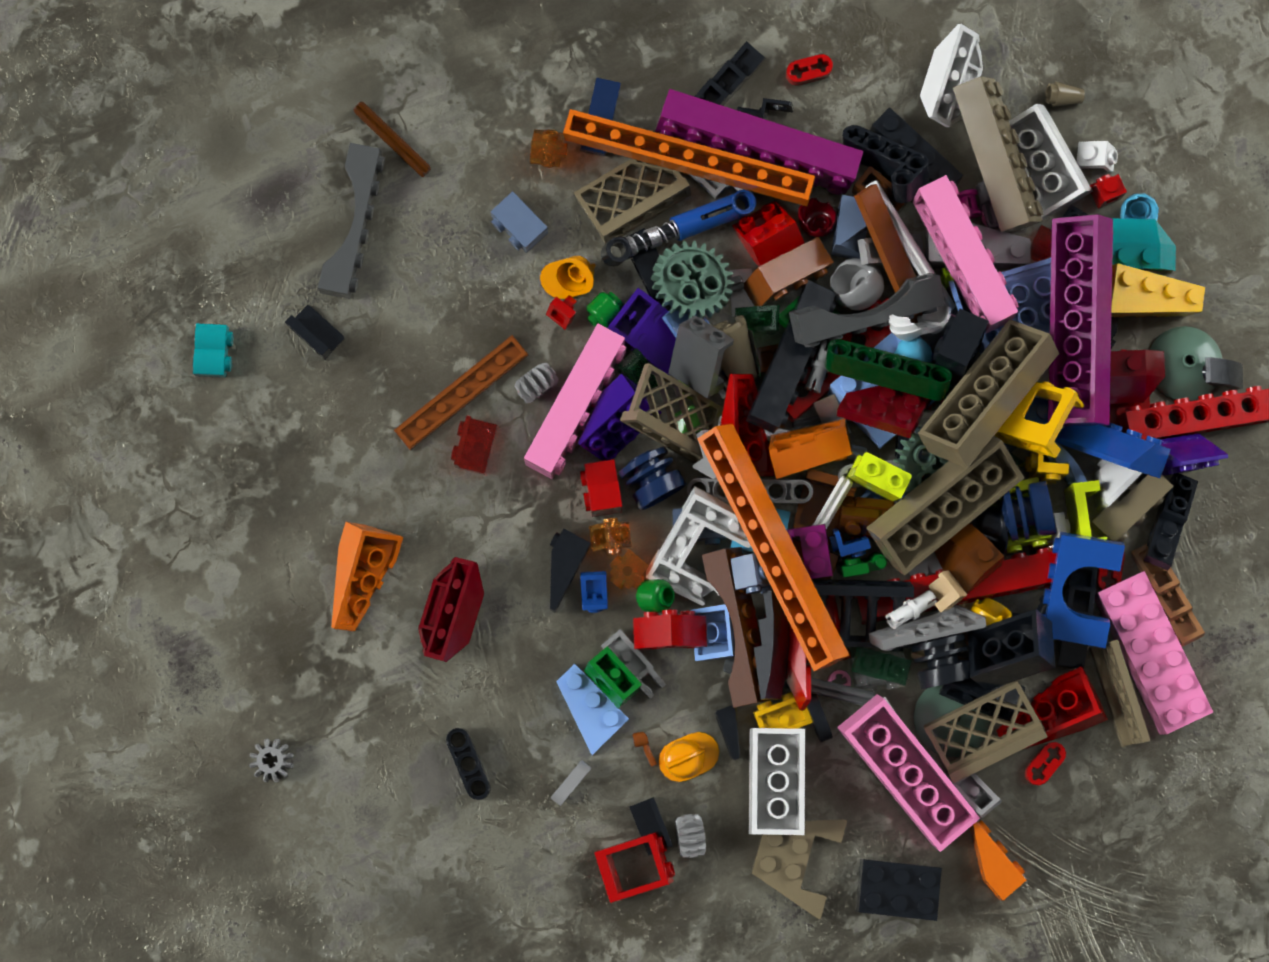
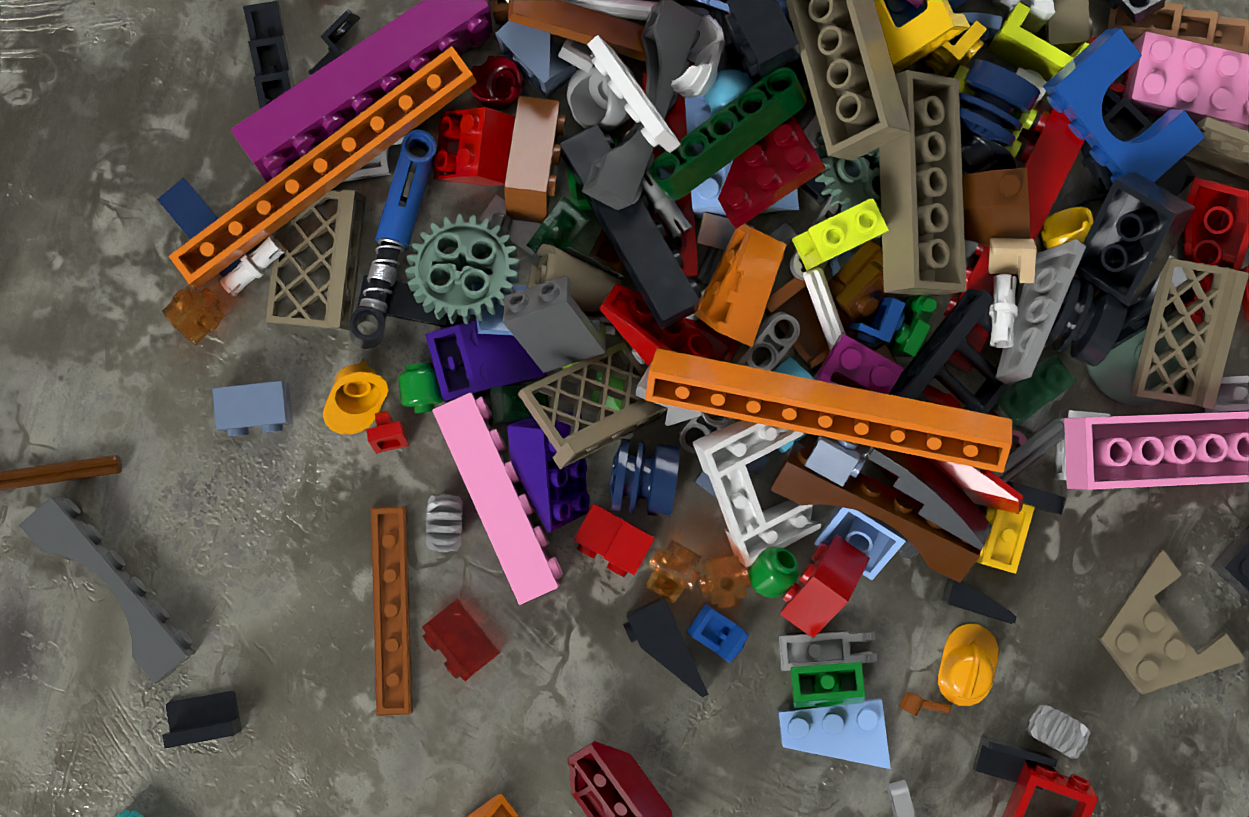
camera: 50 degrees left, 5 degrees up
(600, 160) = (252, 266): none -> white pin
(777, 781) = (1074, 597): white brick -> none
(868, 293) = (638, 105): none -> white plate

